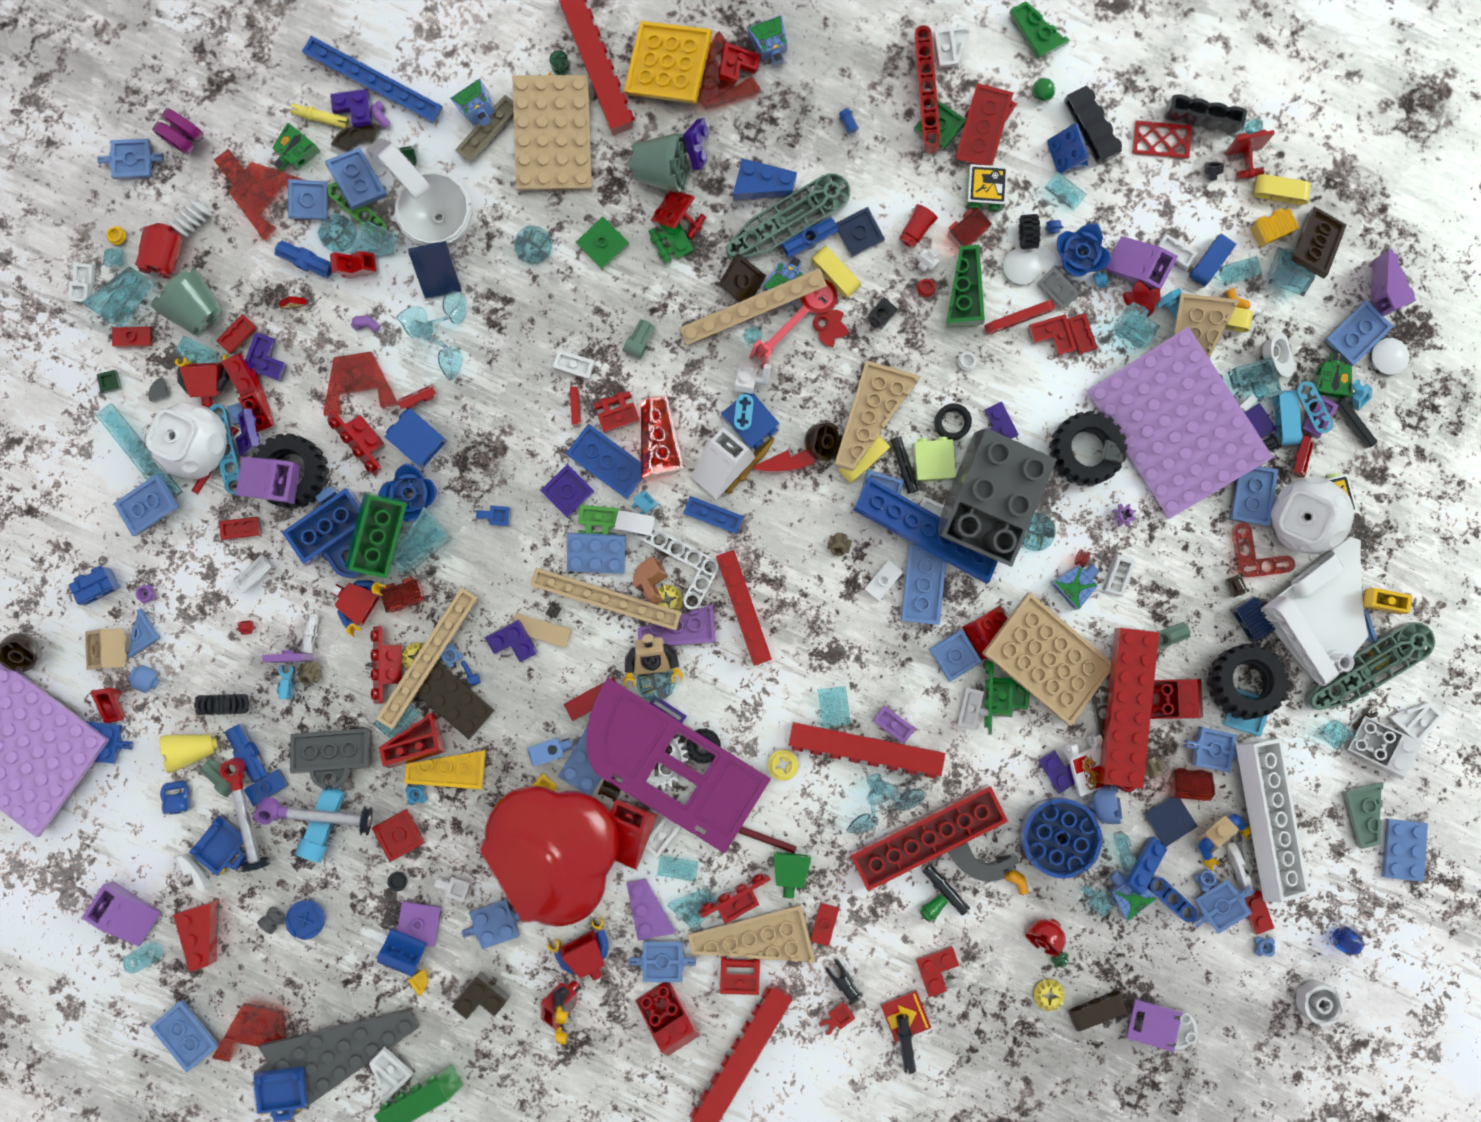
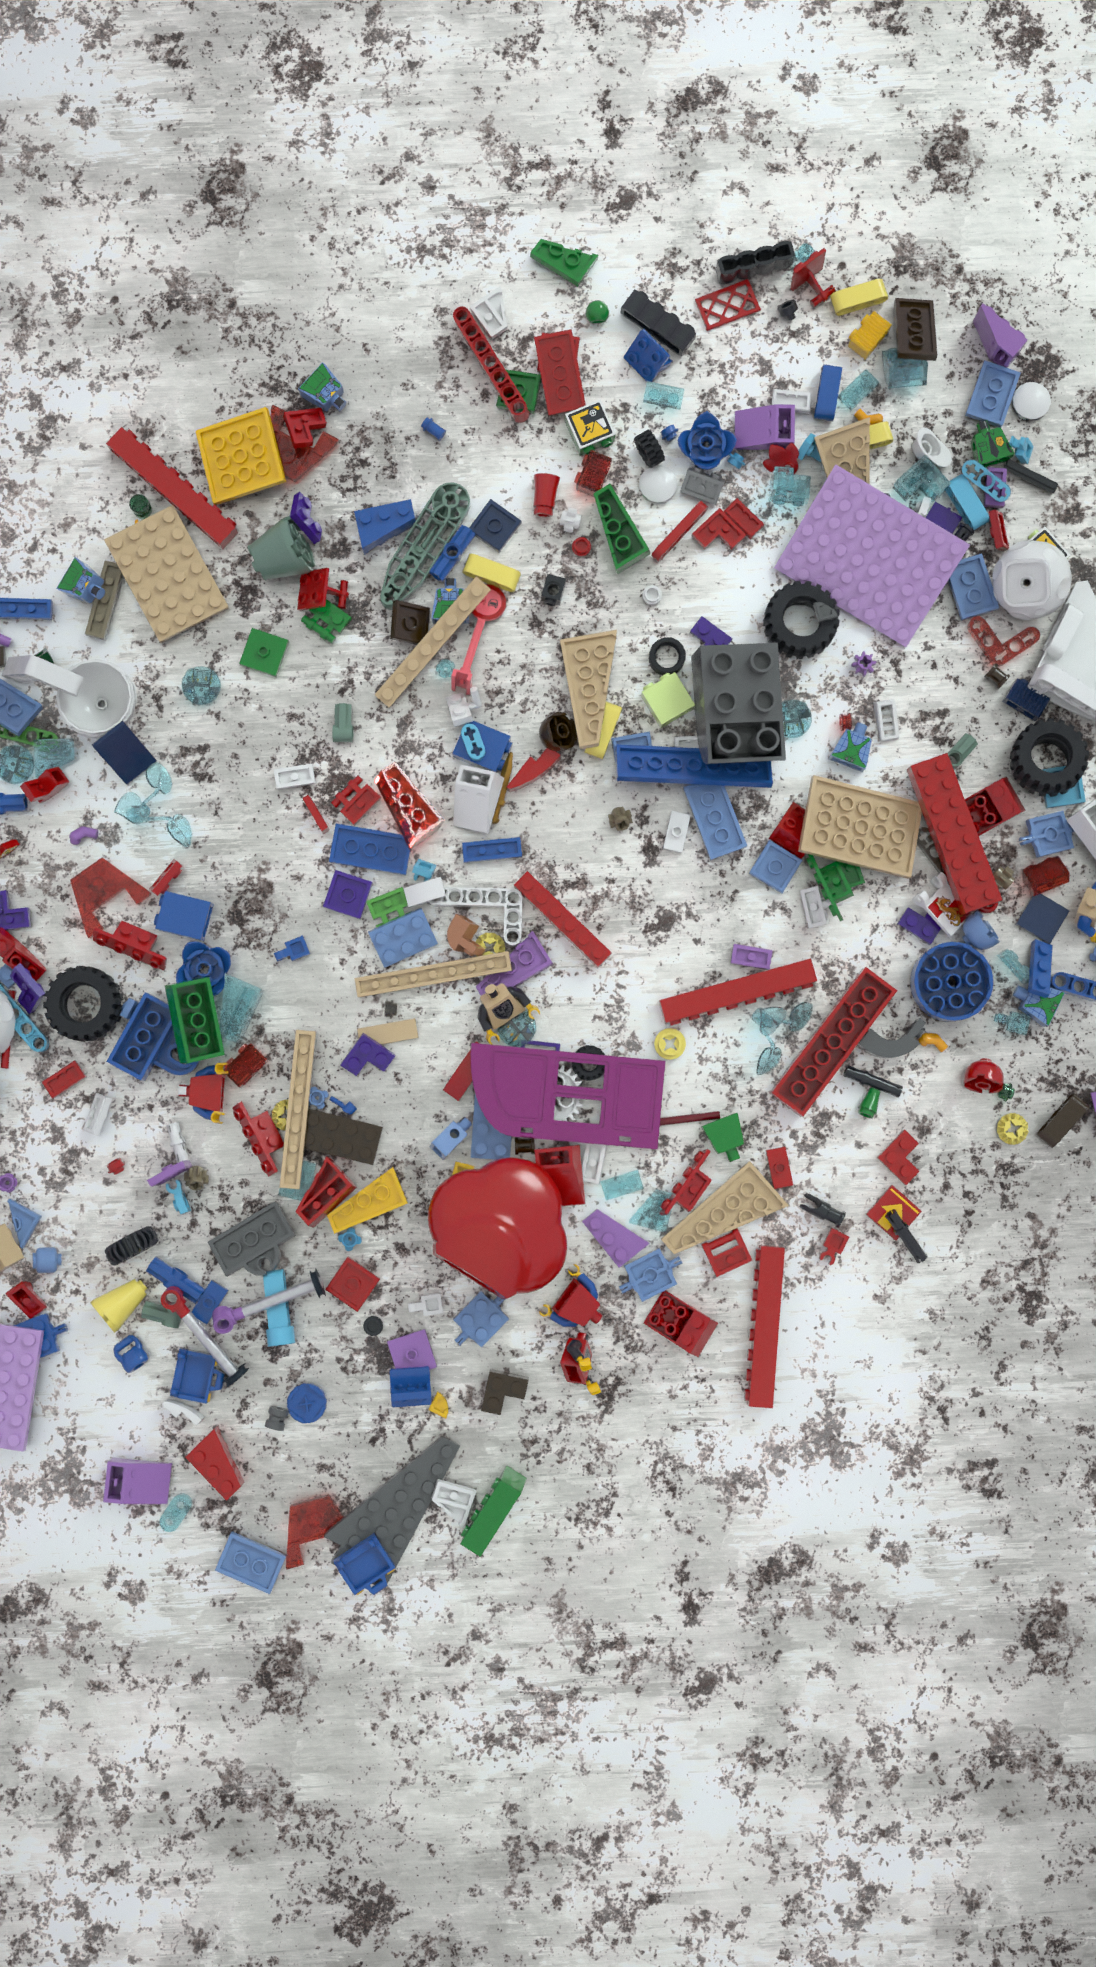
camera: 25 degrees left, 0 degrees up
(268, 479) = (70, 1018): medium lavender slope -> none
(833, 327) = (514, 625): red plate -> none
(834, 706) = (689, 968): clear light blue plate -> none
(904, 465) = (648, 722): black pin -> none

